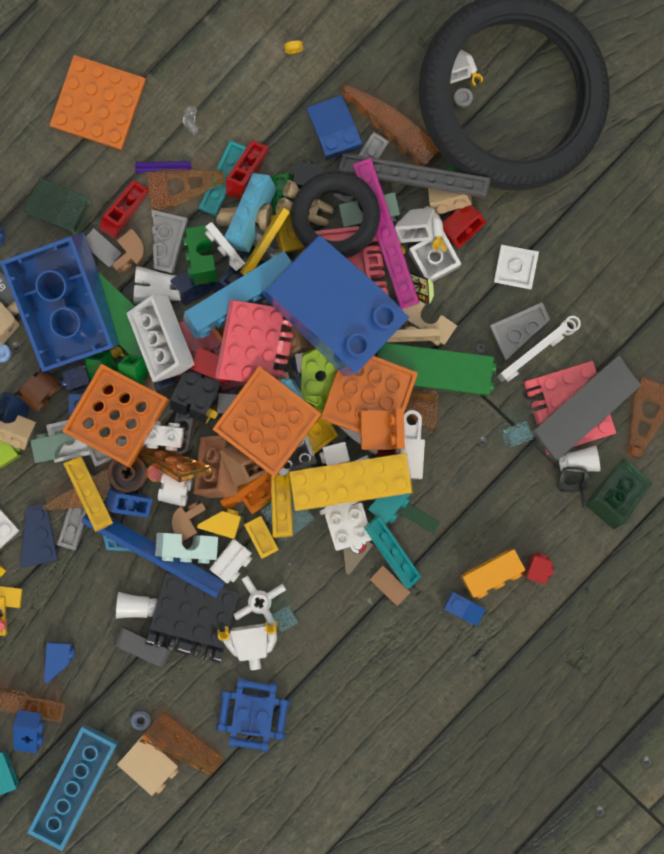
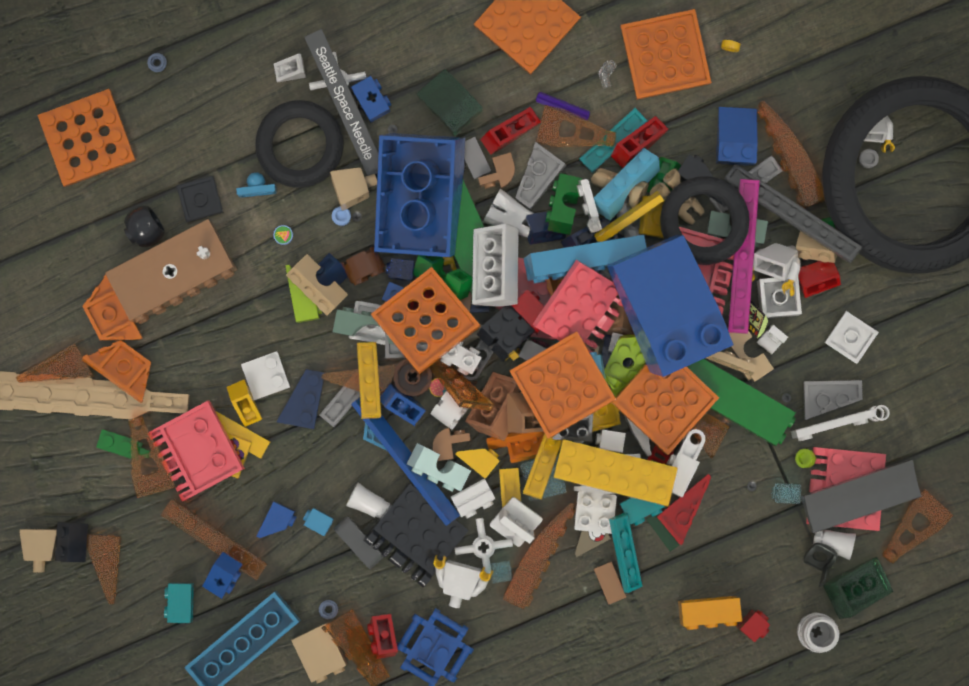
camera: 25 degrees right, 0 degrees up
(96, 643) = (318, 521): none -> dark azure brick
(201, 724) = (383, 636): none -> red brick
(237, 79) = (665, 54): none -> orange plate
(280, 566) = (516, 522): none -> white bracket
(312, 594) = (536, 560): none -> clear orange slope
(382, 430) = (665, 437): orange bracket -> none
(428, 494) = (679, 515): none -> red wing
(444, 299) = (772, 339): none -> white plate
(464, 608) = (669, 633): blue slope -> none
(520, 395) = (805, 458): none -> lime tile
(607, 558) = (823, 642): none -> white piece

